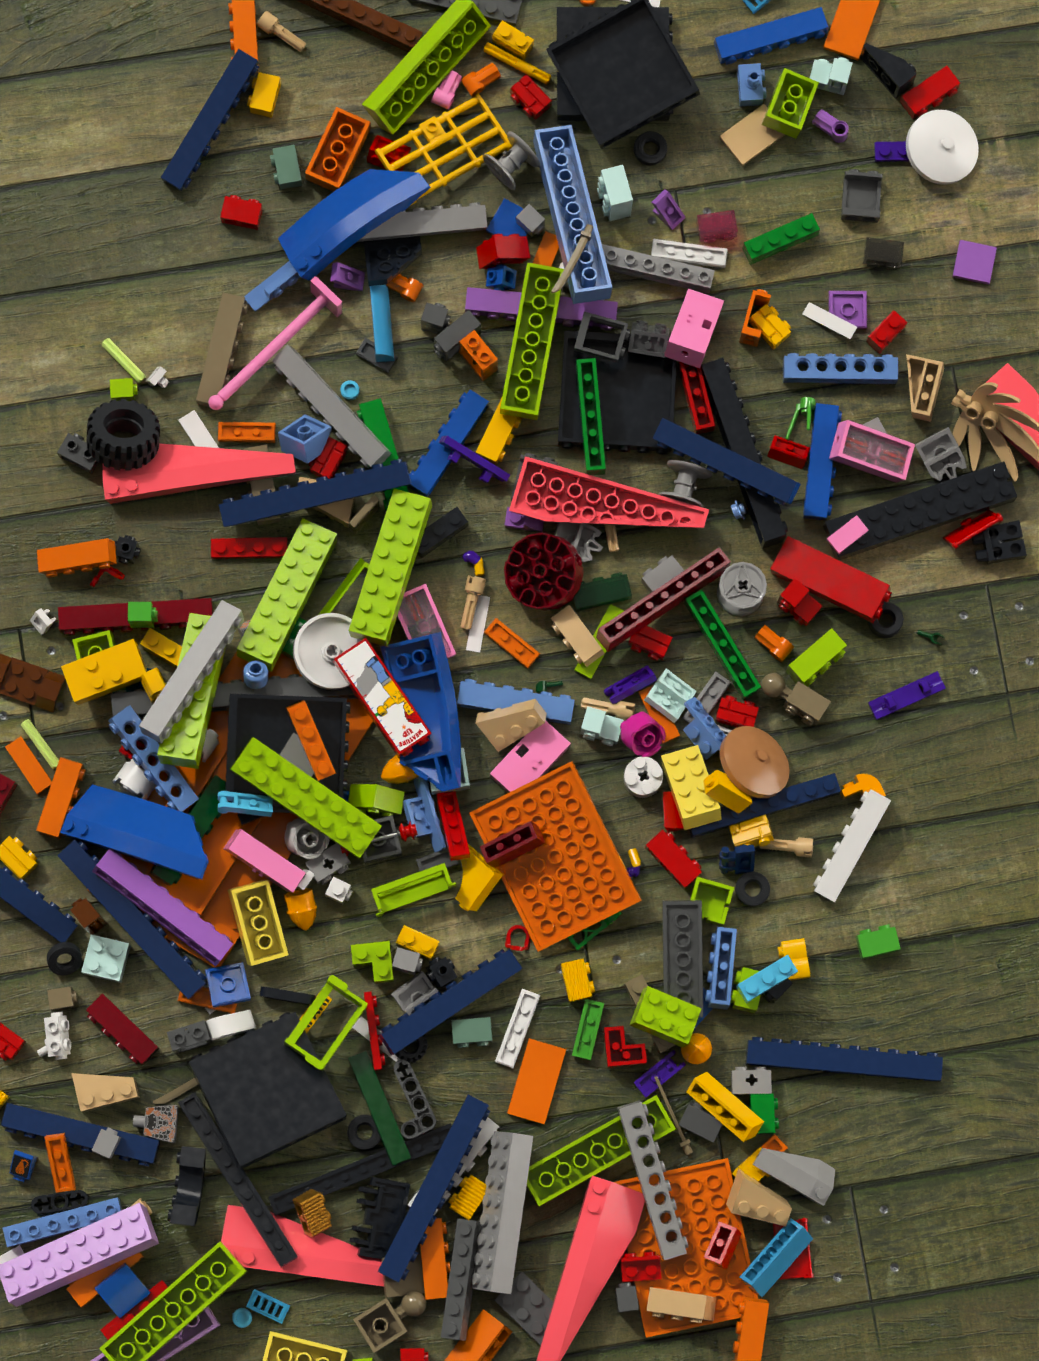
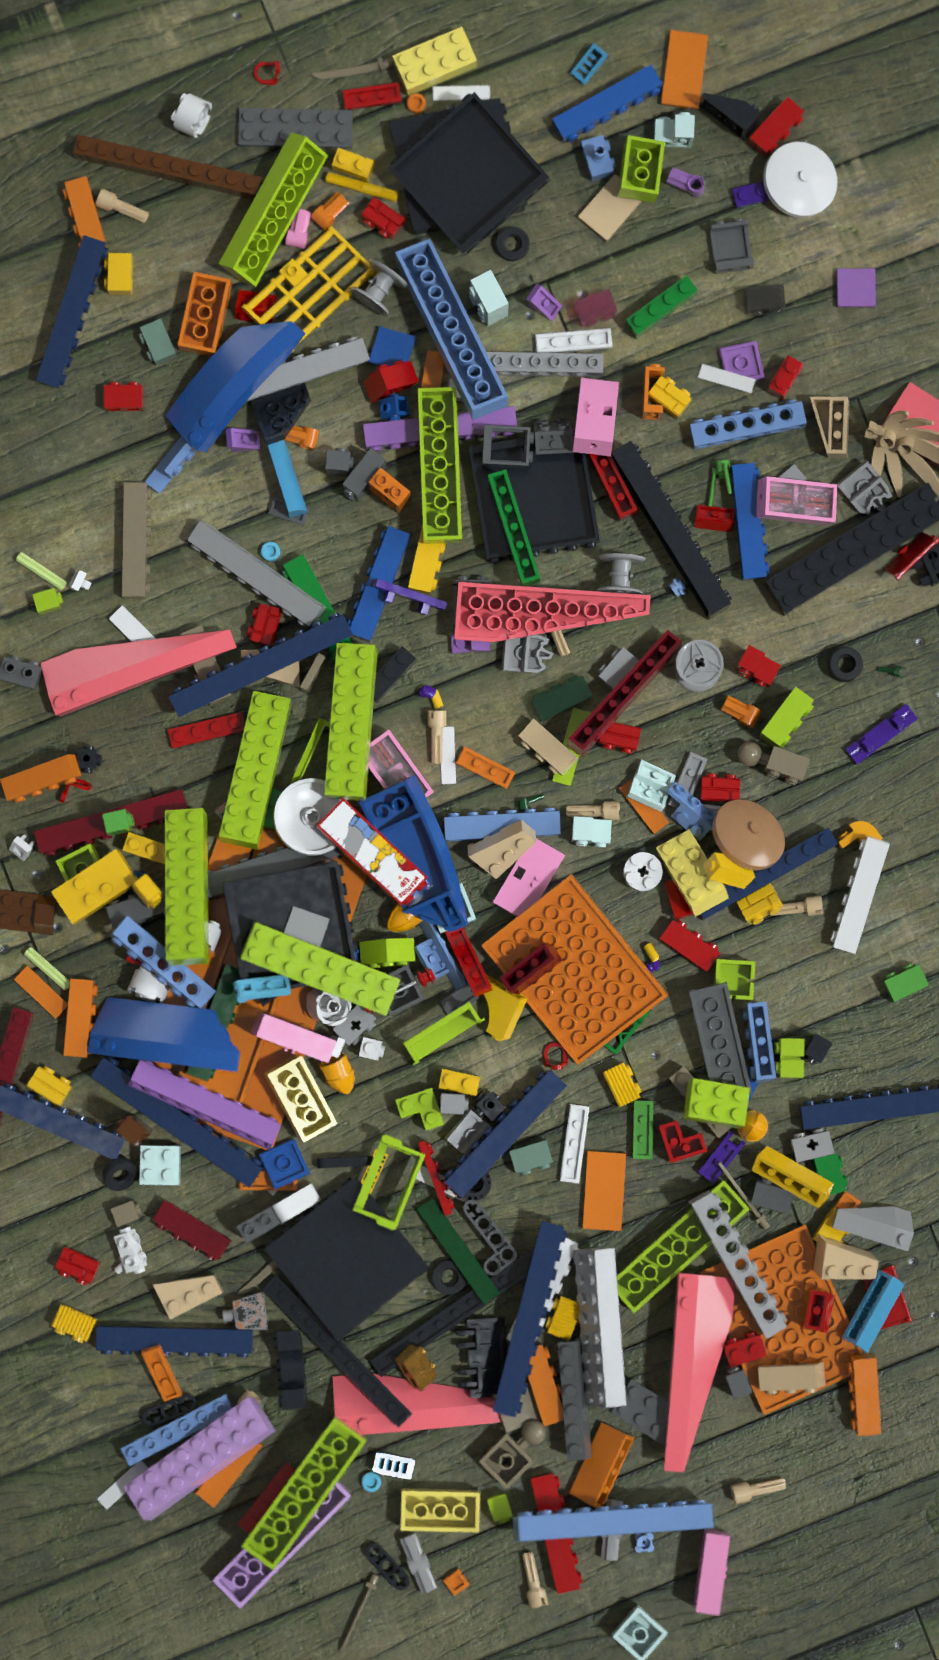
camera: 10 degrees left, 5 degrees up
(22, 1165) = (126, 1383): slope -> none
(106, 1142) = (202, 1345): light grey brick -> none
(122, 1290) = (250, 1482): blue tile -> none
(123, 452) = (58, 628): black tyre -> none
(191, 672) = (181, 870): light grey brick -> none
(246, 432) = (178, 615): orange tile -> none
(255, 674) = (243, 857): medium blue head -> none
(304, 438) = (237, 610): medium blue slope -> none
(310, 740) = (312, 911): orange brick -> none
(324, 297) = (225, 466): bright pink piece -> none
(530, 221) = (411, 343): light grey brick -> none
(539, 554) = (486, 681): dark red brick -> none
(585, 236) = (470, 349): dark tan sword -> none
(630, 684) = (610, 783): dark purple hinge -> none
(642, 734) = (633, 831): dark pink brick -> none
(722, 644) = (691, 724): green brick -> none
(730, 463) = (658, 544): dark blue brick -> none
(739, 860) = (754, 934): dark blue plate -> none
(757, 900) = (784, 957): black tyre -> none
(767, 978) = (807, 1045): medium azure brick -> none
(797, 952) = (828, 1017): yellow brick -> none
(831, 579) = (784, 637): red brick -> none
(847, 534) = (790, 590): bright pink tile -> none

